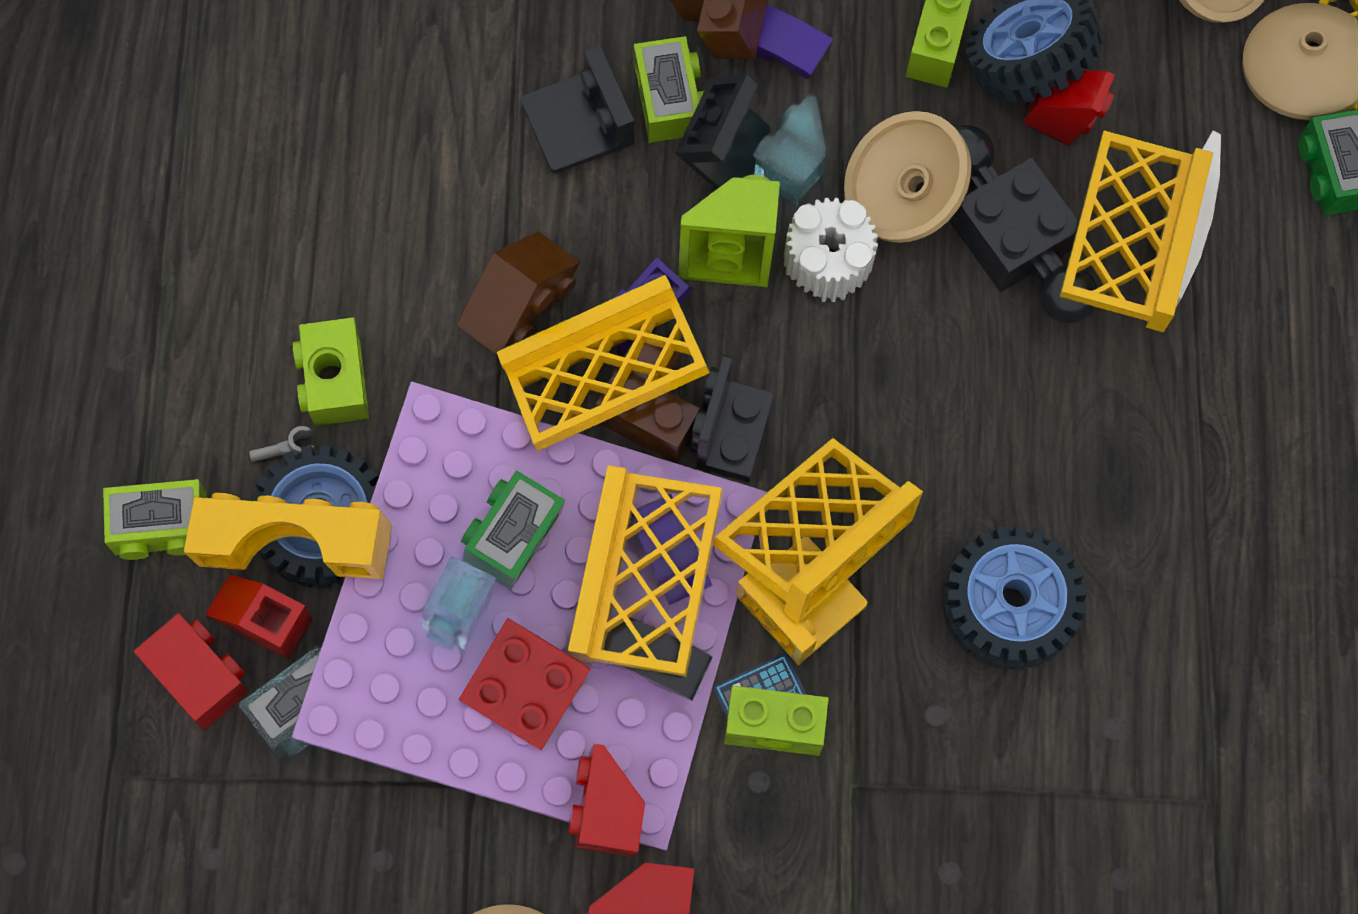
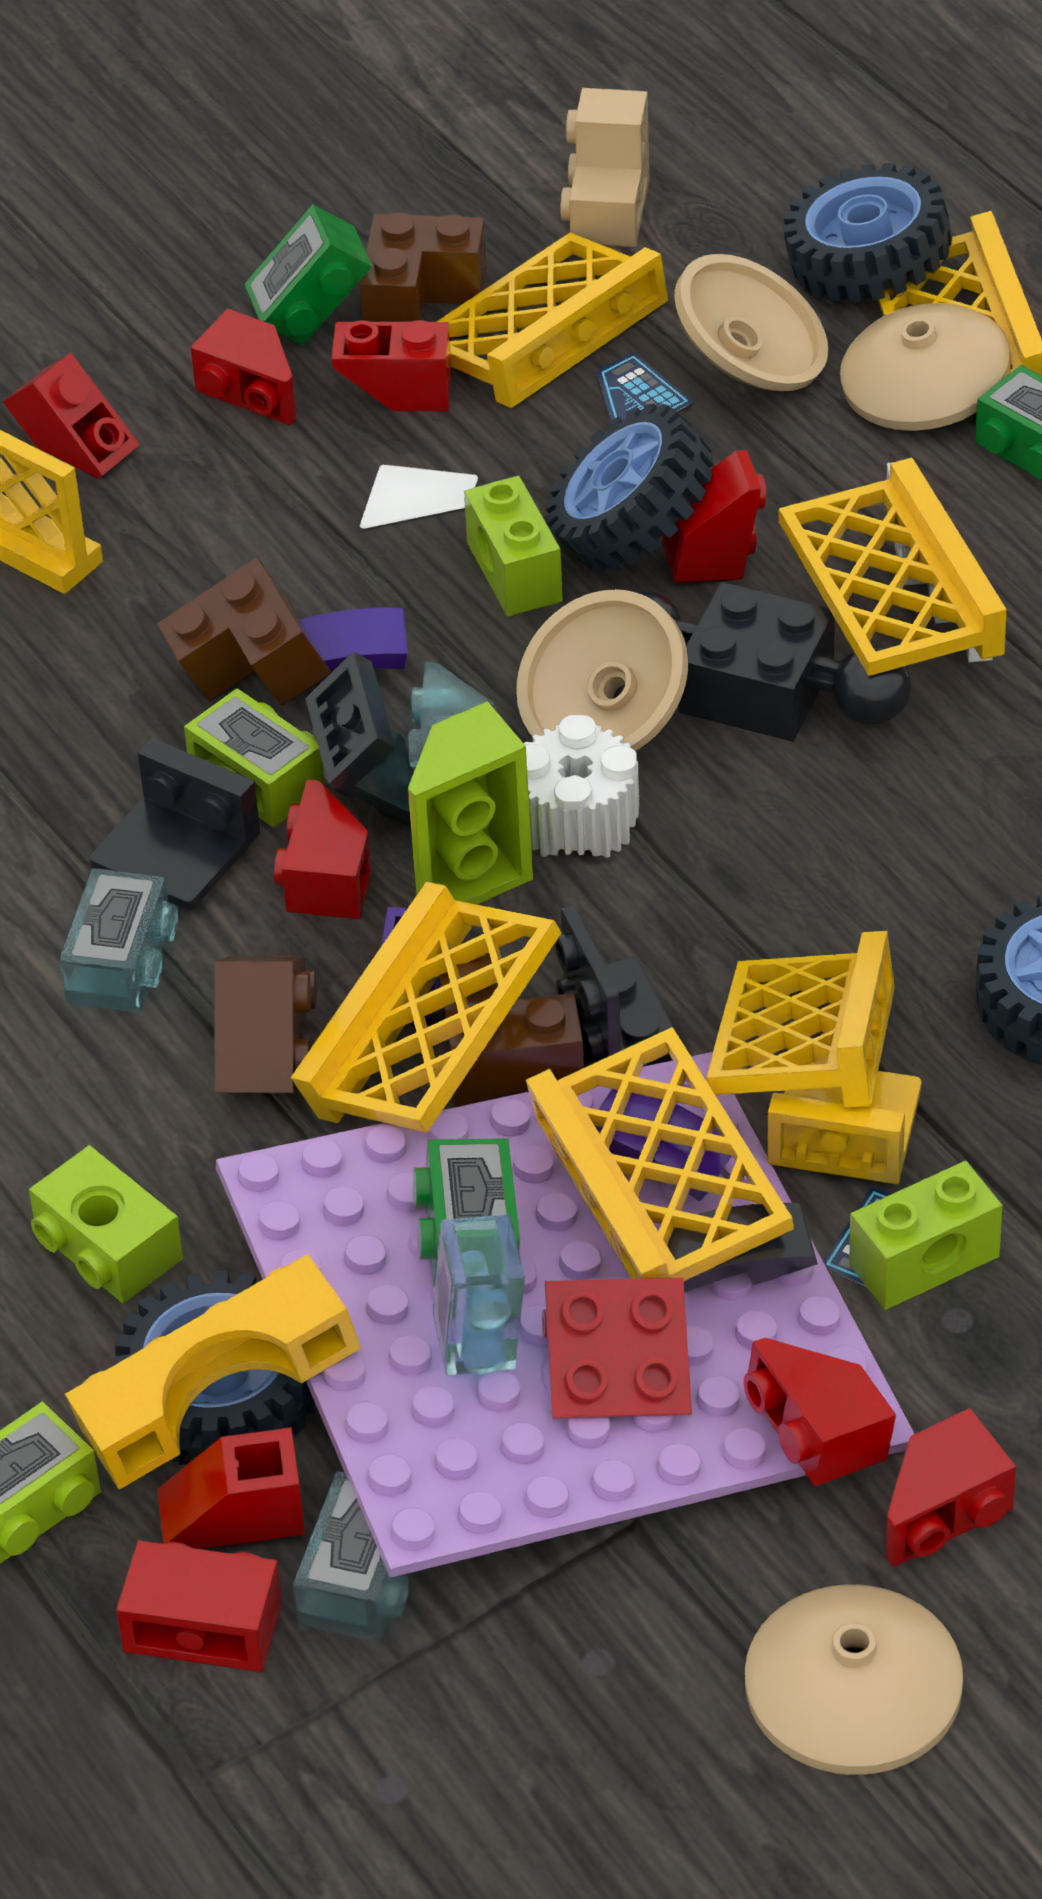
camera: 30 degrees left, 25 degrees down
(284, 447) = (117, 1311): light grey hand -> none
(489, 170) = (117, 940): none -> clear light blue brick
(650, 194) = (326, 857): none -> red slope

